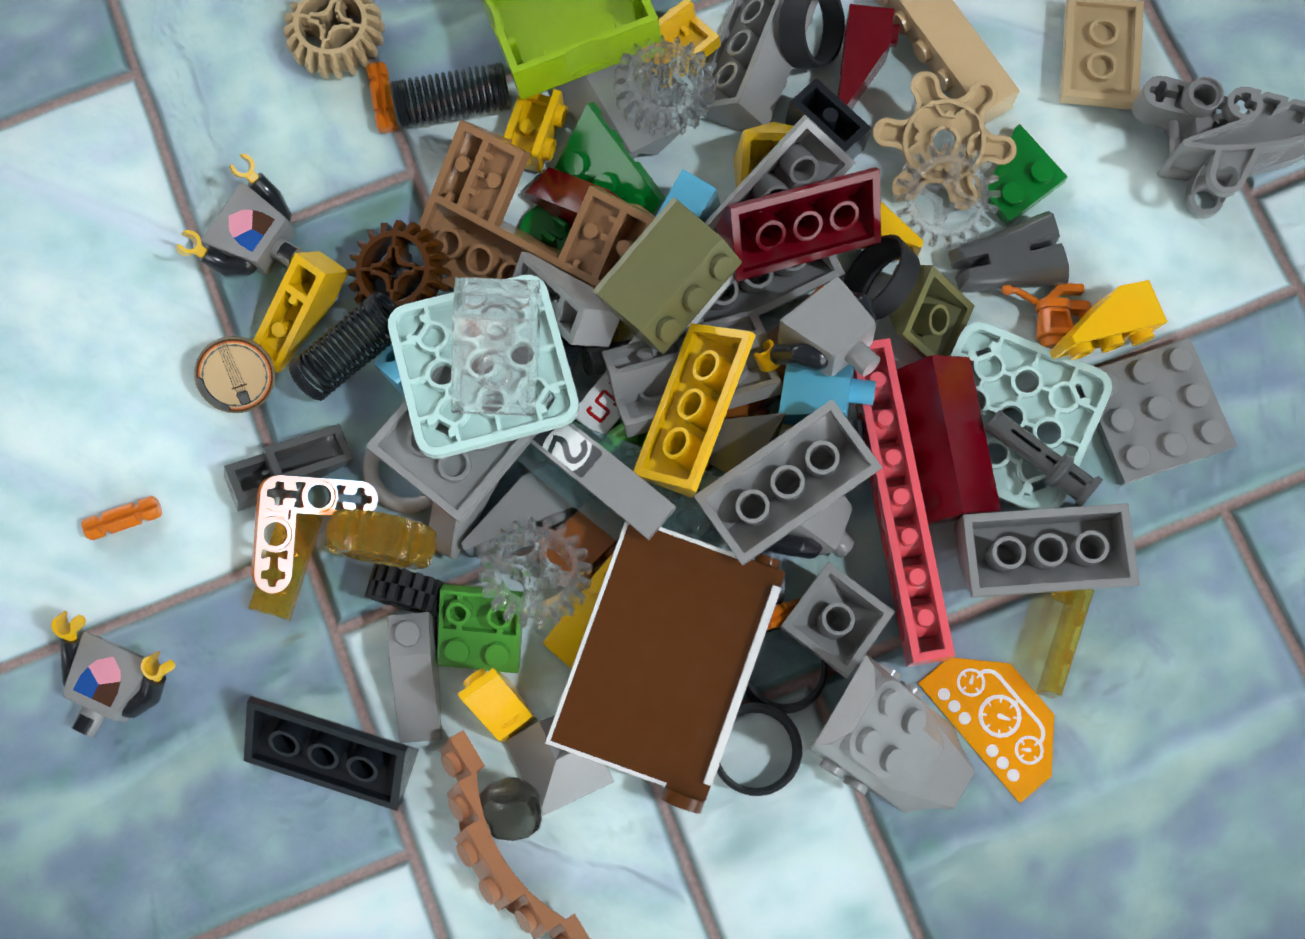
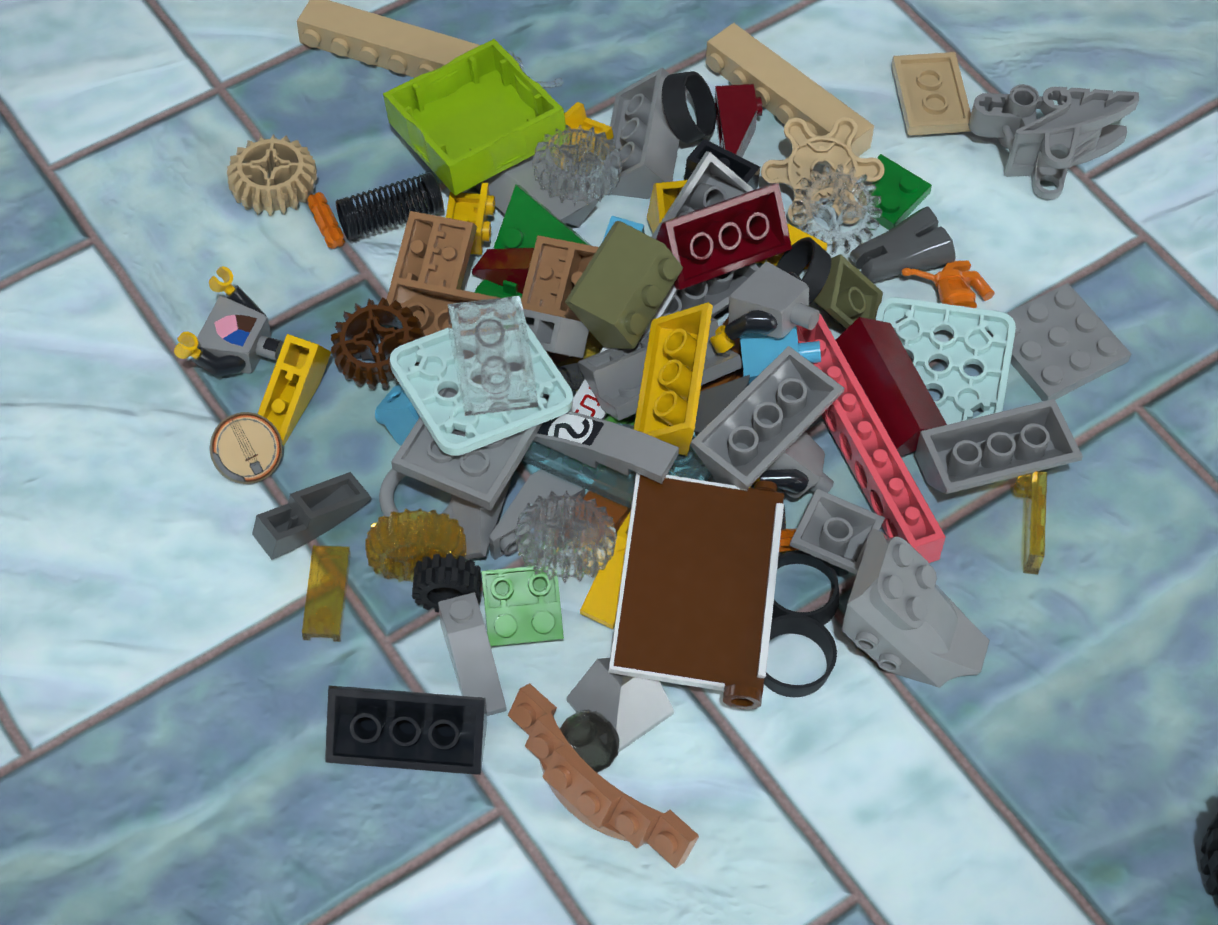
camera: 20 degrees left, 20 degrees down
(106, 676) = (184, 710): torso -> none
(121, 518) = (162, 584): orange axle -> none
(286, 515) = (324, 542): beam -> none
(375, 314) = (366, 378): black piece -> none
(496, 703) = (555, 649): yellow slope -> none
(997, 718) = (999, 599): light orange sticker -> none
(1058, 469) = (988, 388): dark grey pin -> none
(1121, 316) = (1004, 275): yellow slope -> none

